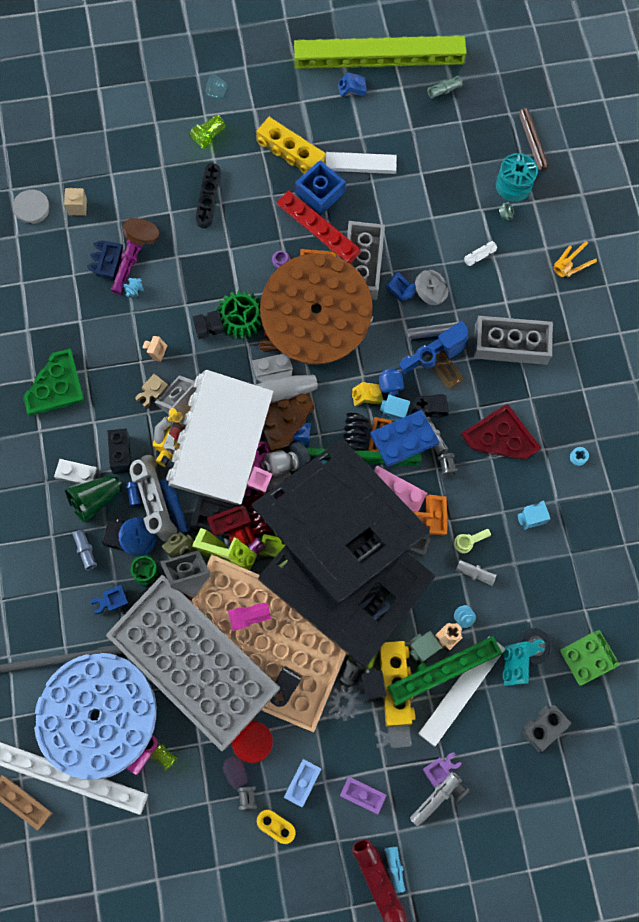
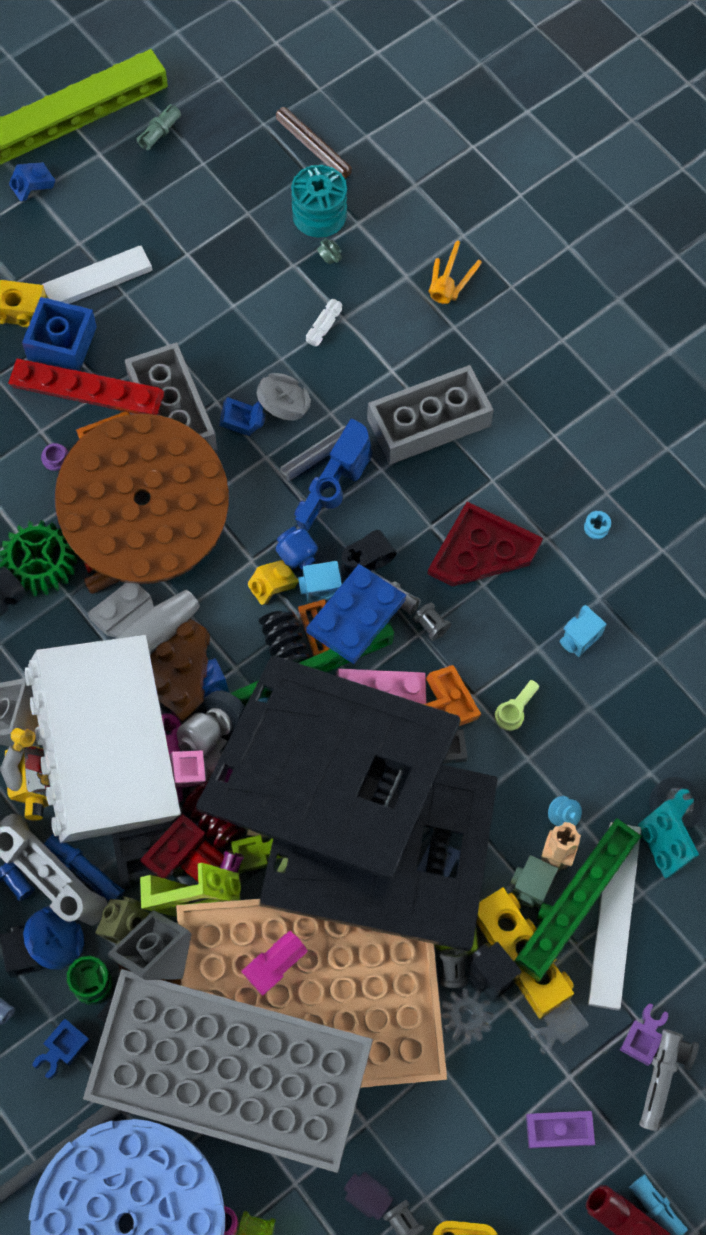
camera: 25 degrees left, 5 degrees down
(253, 743) = (371, 1140): red tile -> none
(288, 682) = (377, 1025): black piece -> none
(302, 783) = (469, 1158): light blue plate -> none
(459, 377) = (356, 507): clear orange tile -> none
(476, 572) = (547, 746): light grey pin -> none

